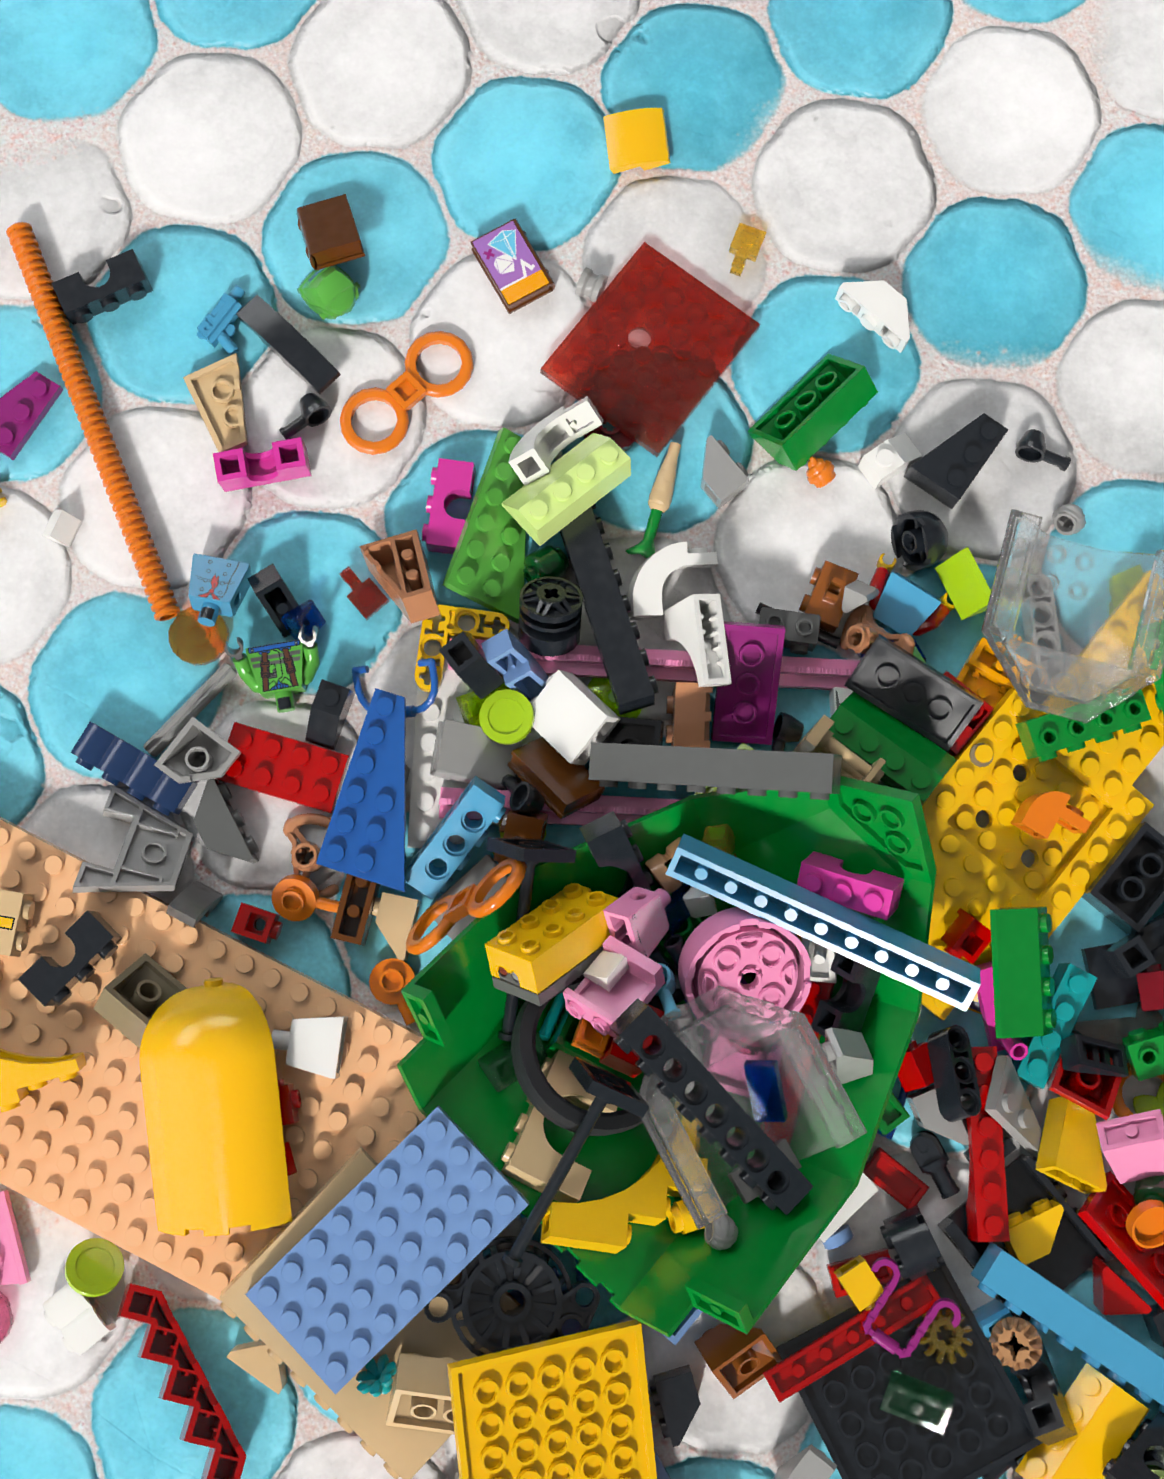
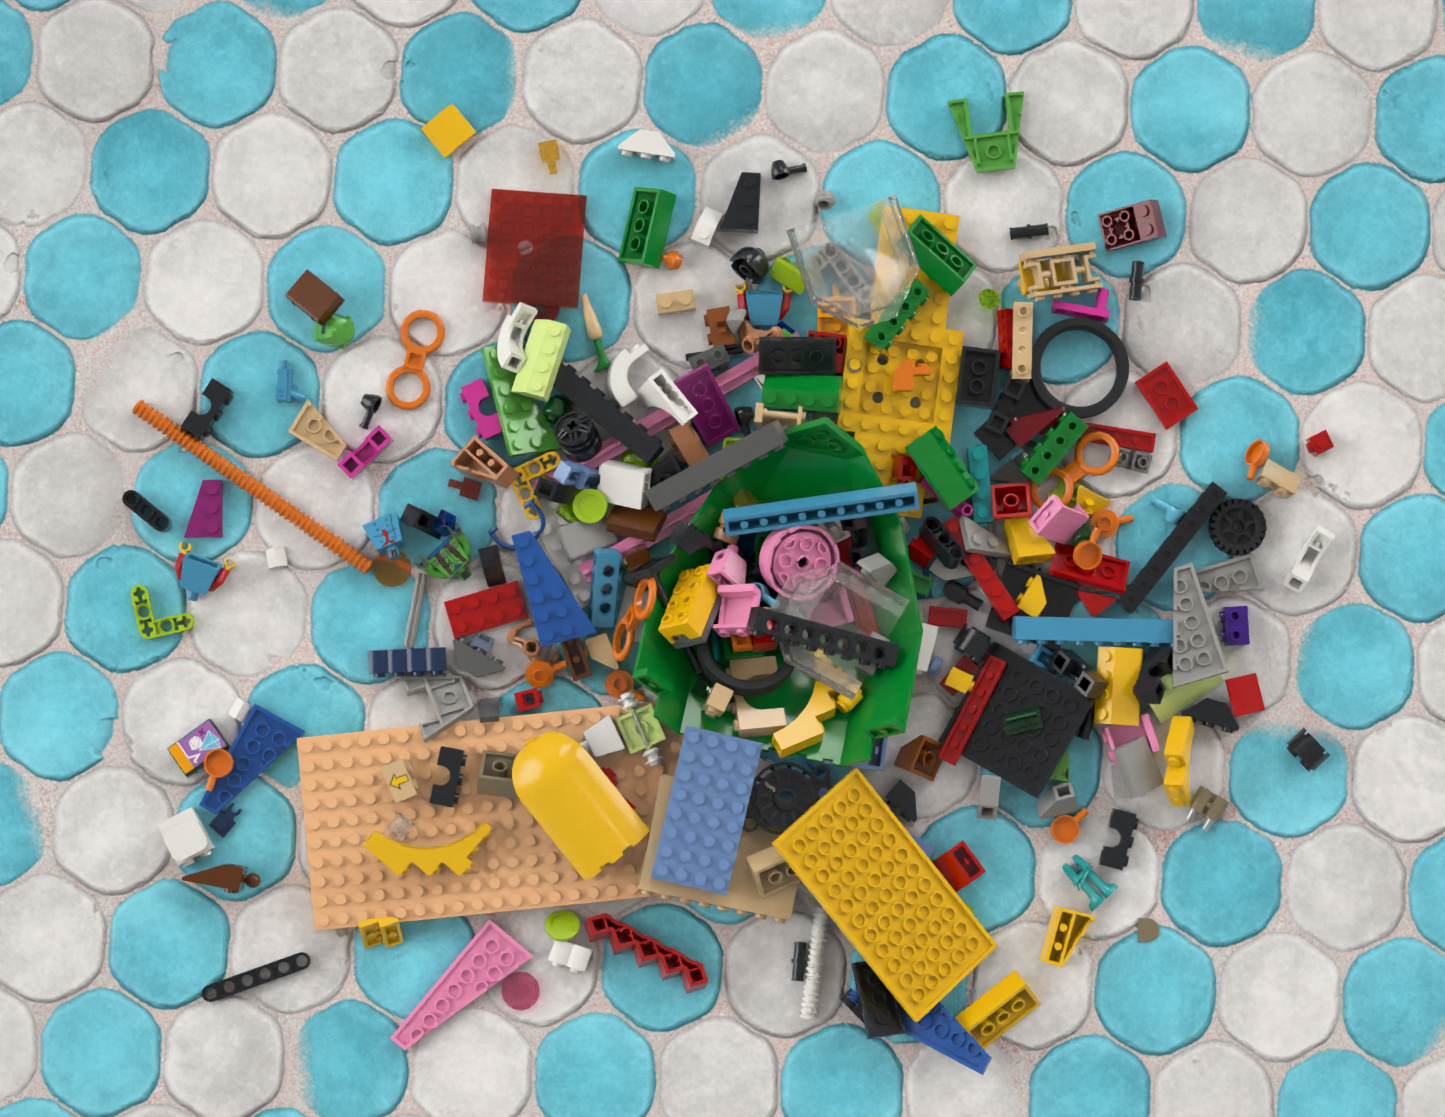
camera: 25 degrees left, 5 degrees up
(197, 754) = (439, 631): light grey slope -> none
(249, 807) = (483, 642): none -> sand blue tile
(257, 1362) = (680, 916): tan slope -> none
(288, 344) = (333, 375): black slope -> none
(372, 1065) = (640, 728): none -> yellowish green plate
(378, 1376) = (742, 876): teal plant -> none
(504, 1100) = (717, 700): none -> tan brick
(512, 266) = (427, 249): piece -> none
(524, 796) = (627, 542): black bar -> none
(606, 1089) = (764, 662): black tile -> none
(607, 969) = (727, 603): white slope -> none
(699, 903) = (754, 539): white slope -> none
(721, 476) = (619, 297): light grey slope -> none
(721, 1233) = (867, 696): light grey piece -> none
(765, 1090) = (847, 613): clear blue tile -> none
(790, 527) = (675, 302): none -> tan brick
(869, 893) = (837, 479): dark pink arch -> none
(886, 1341) = (987, 699): magenta piece -> none
(940, 1345) = (1023, 678): clear yellow gear -> none
(1025, 1334) = (1053, 650): medium nougat gear -> none
(1075, 1056) = (999, 495): black slope -> none

